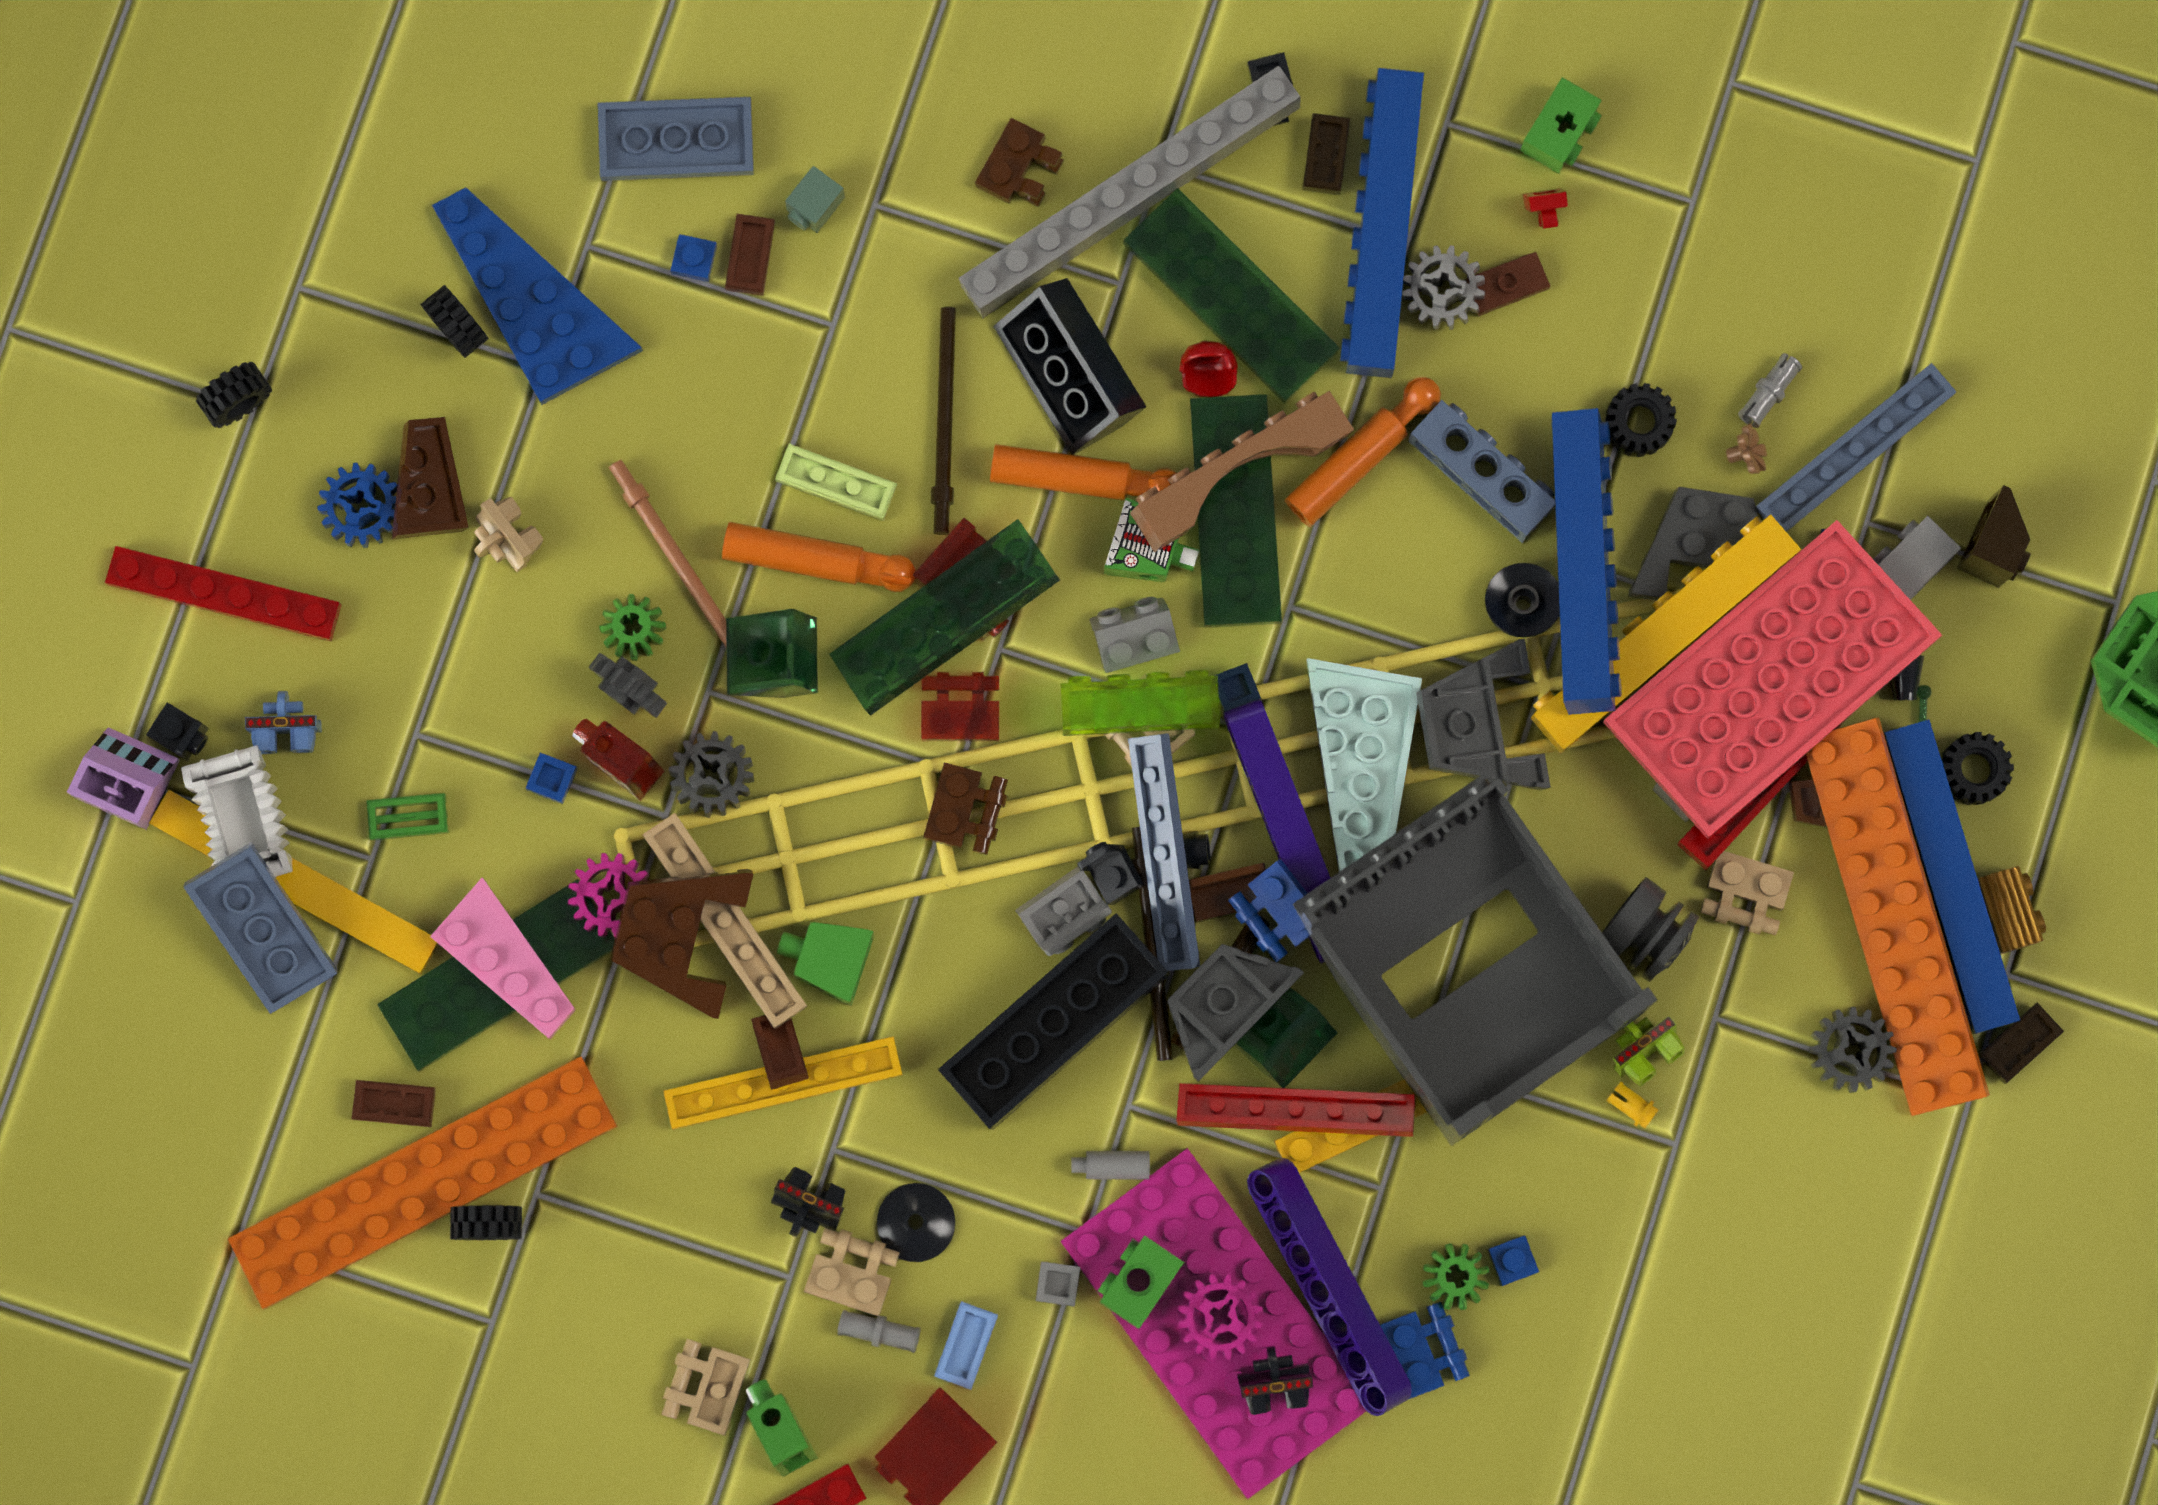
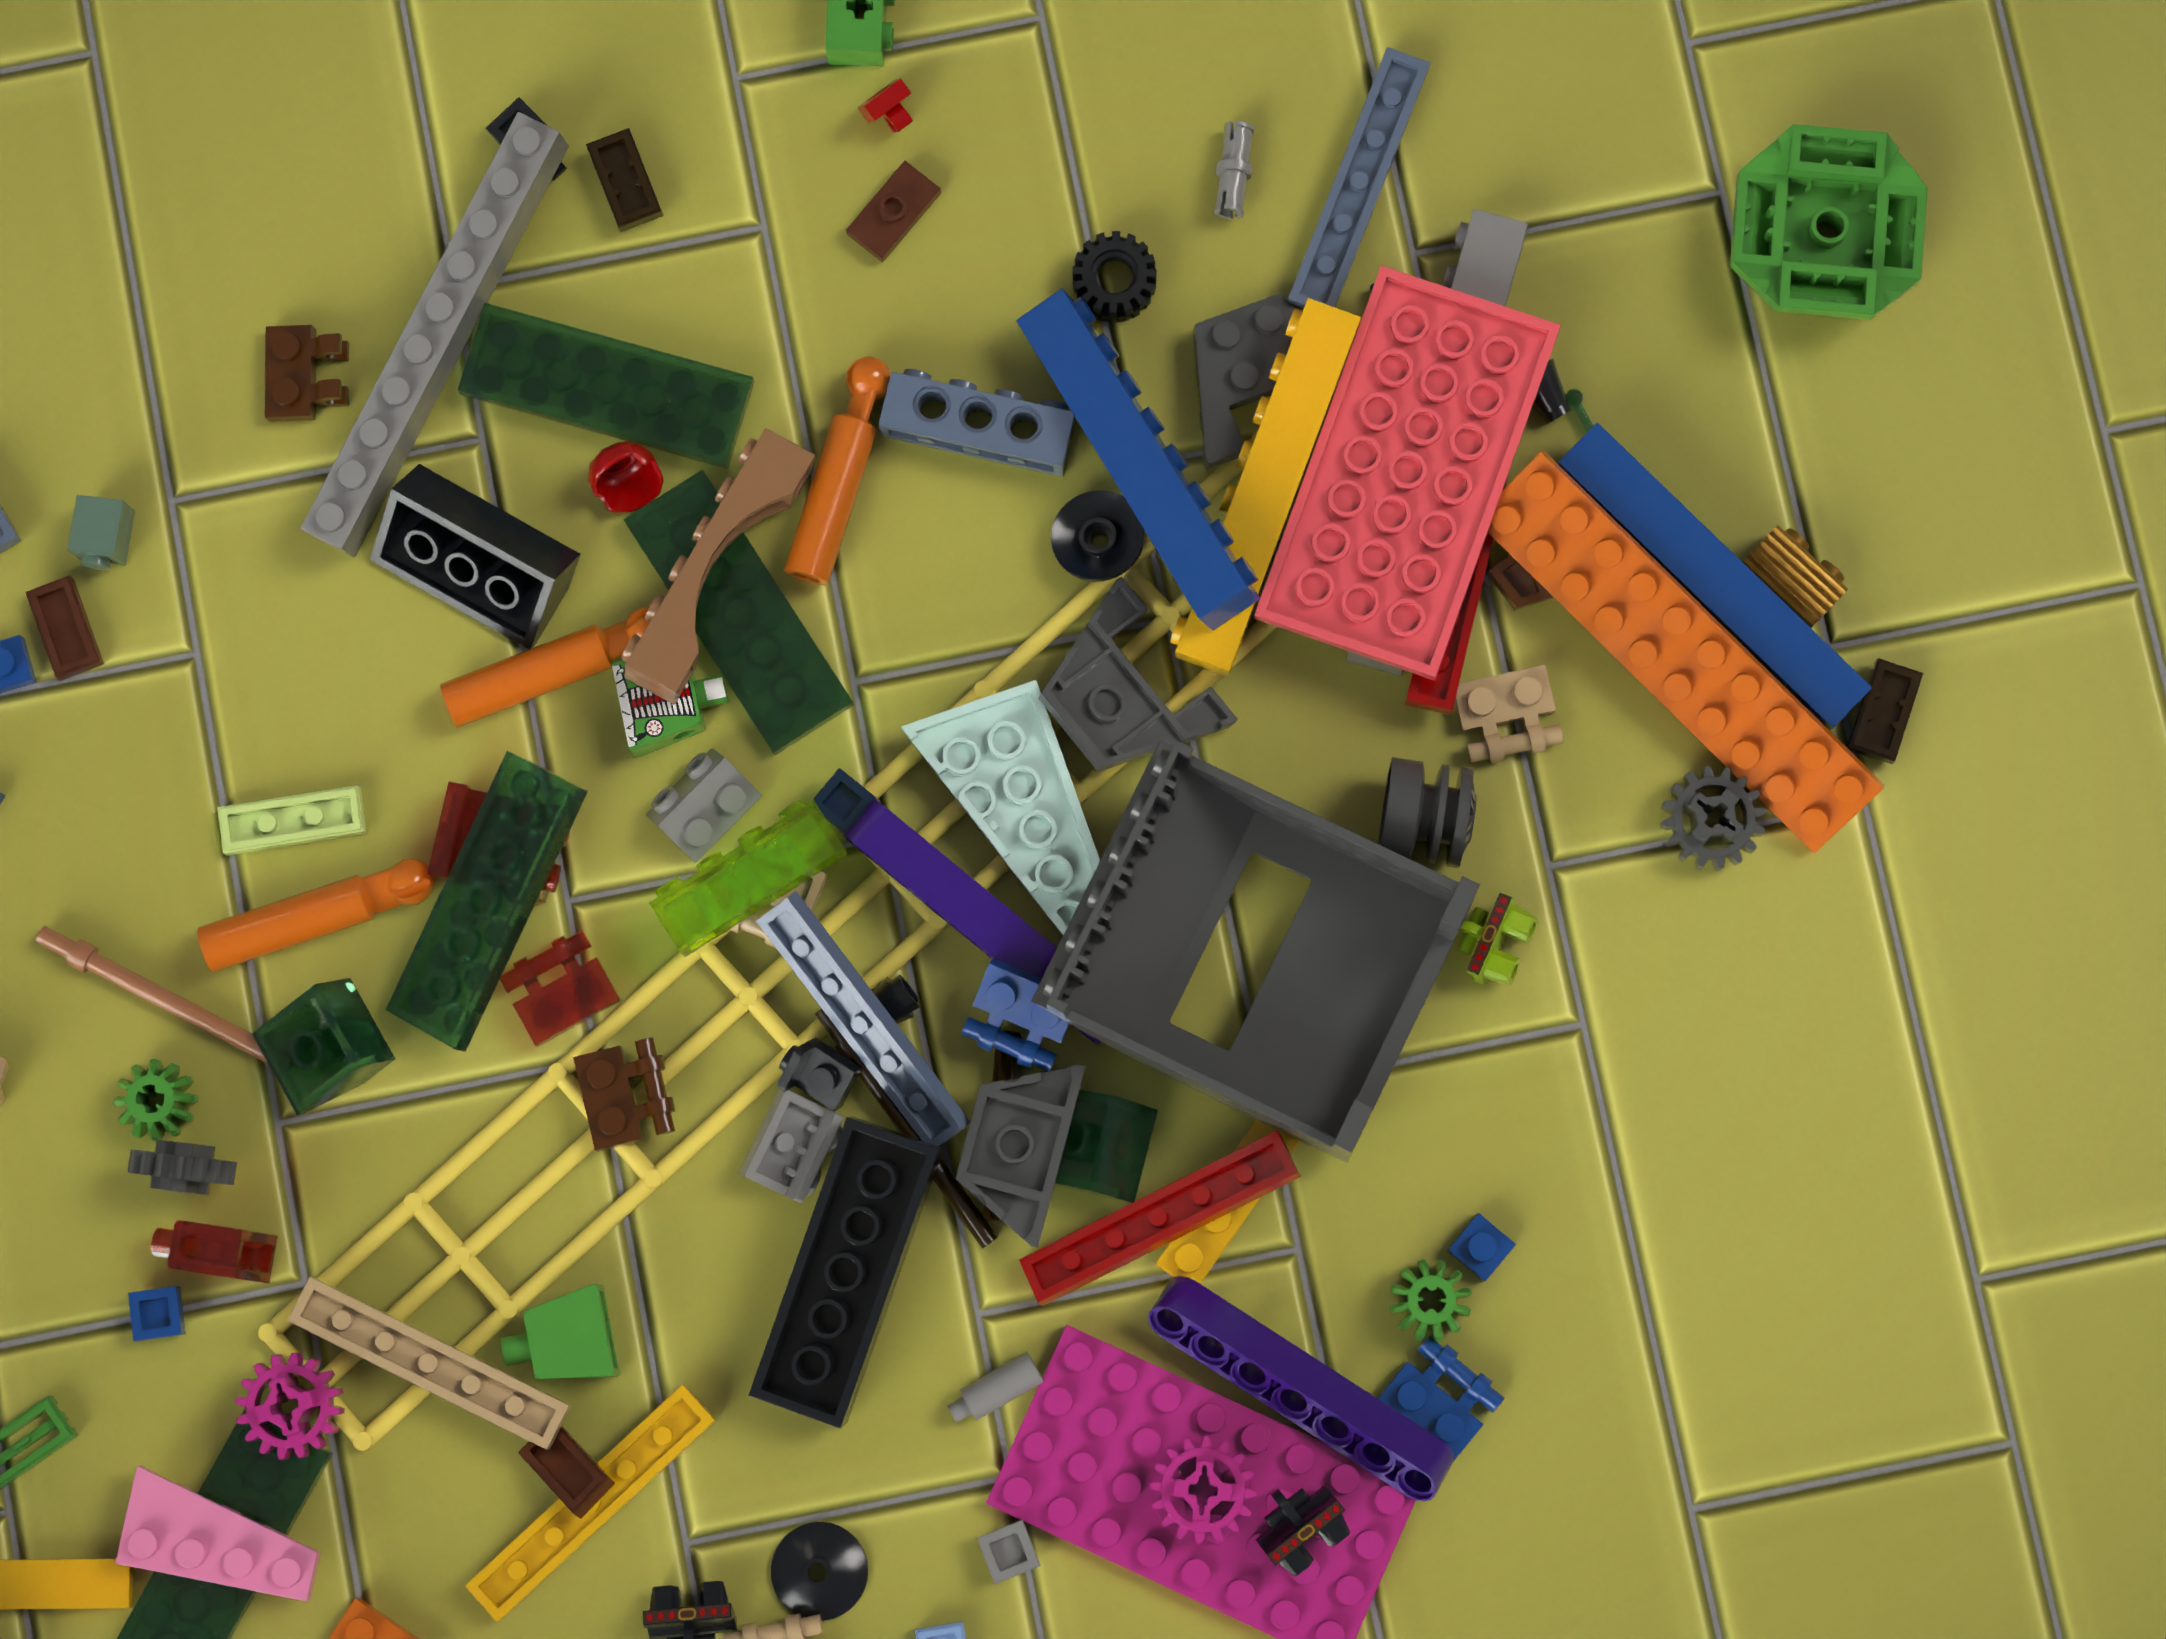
camera: 20 degrees left, 0 degrees up
(661, 928) = (364, 1413): reddish brown wing -> none
(721, 763) = (323, 1229): dark grey gear -> none
(942, 494) = (412, 767): dark brown bar -> none
(1159, 1266) = (1100, 1531): bright green brick -> none
(1213, 891) = (939, 1034): reddish brown panel -> none
(1384, 223) = (727, 219): blue brick -> none
(1459, 289) = (845, 244): light grey gear -> none
(1635, 1107) = (1518, 1009): yellow pin -> none
(1748, 450) = (1246, 245): medium nougat plant -> none
(1998, 542) = (1563, 195): dark brown slope -> none
(1999, 768) = (1689, 424): black tyre -> none

